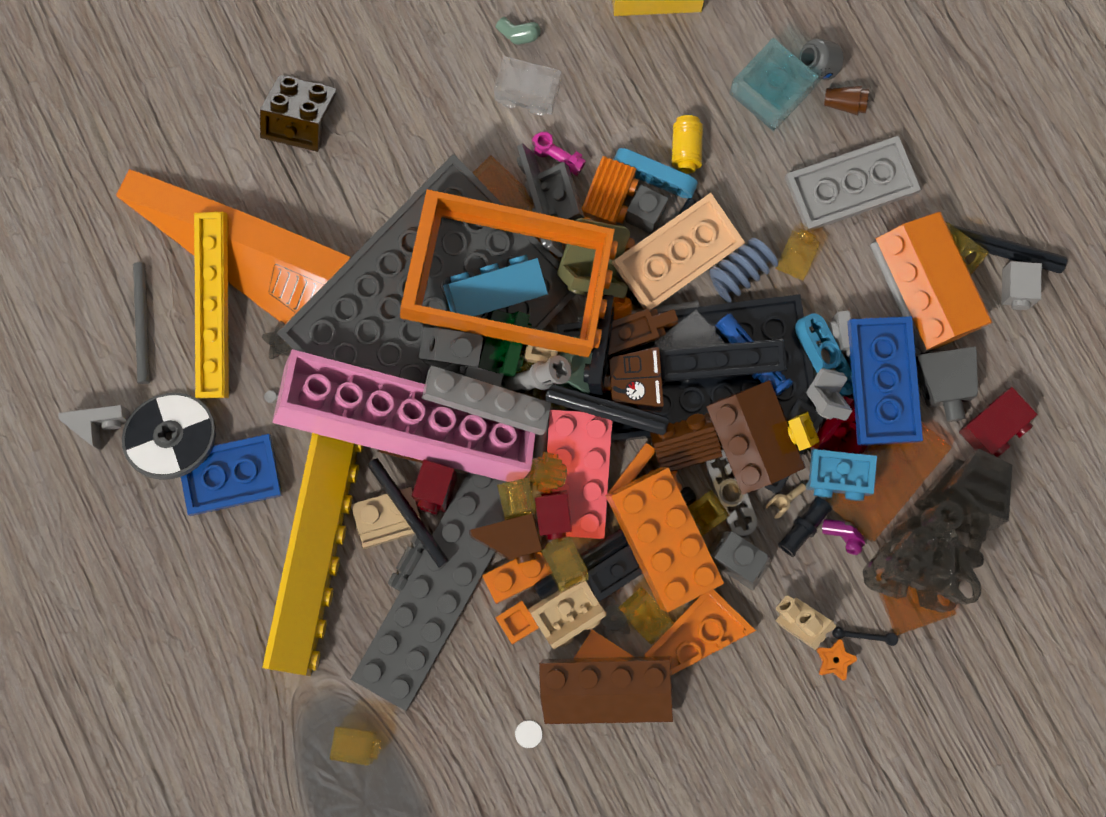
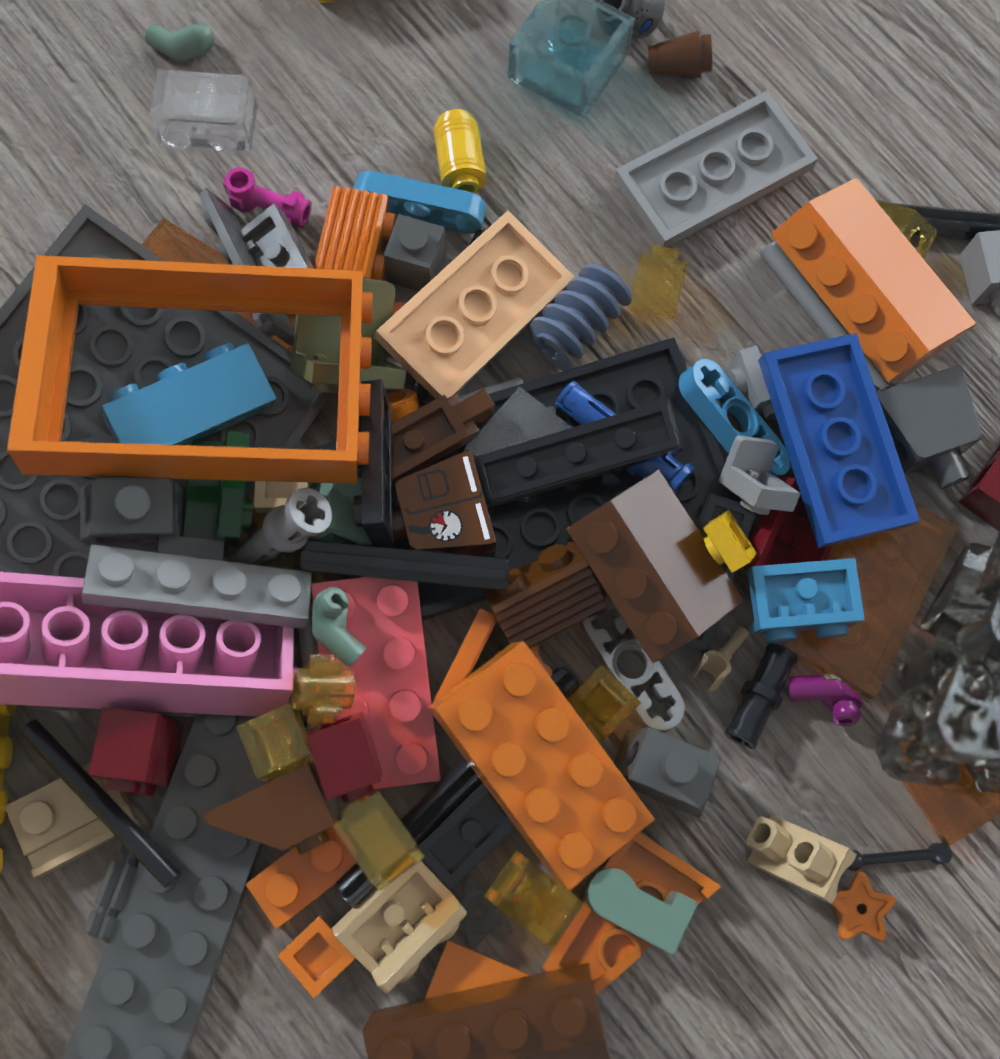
camera: 15 degrees left, 5 degrees down
(558, 436) = (330, 625): none -> sand green arm
(695, 626) = (615, 897): none -> sand green leg

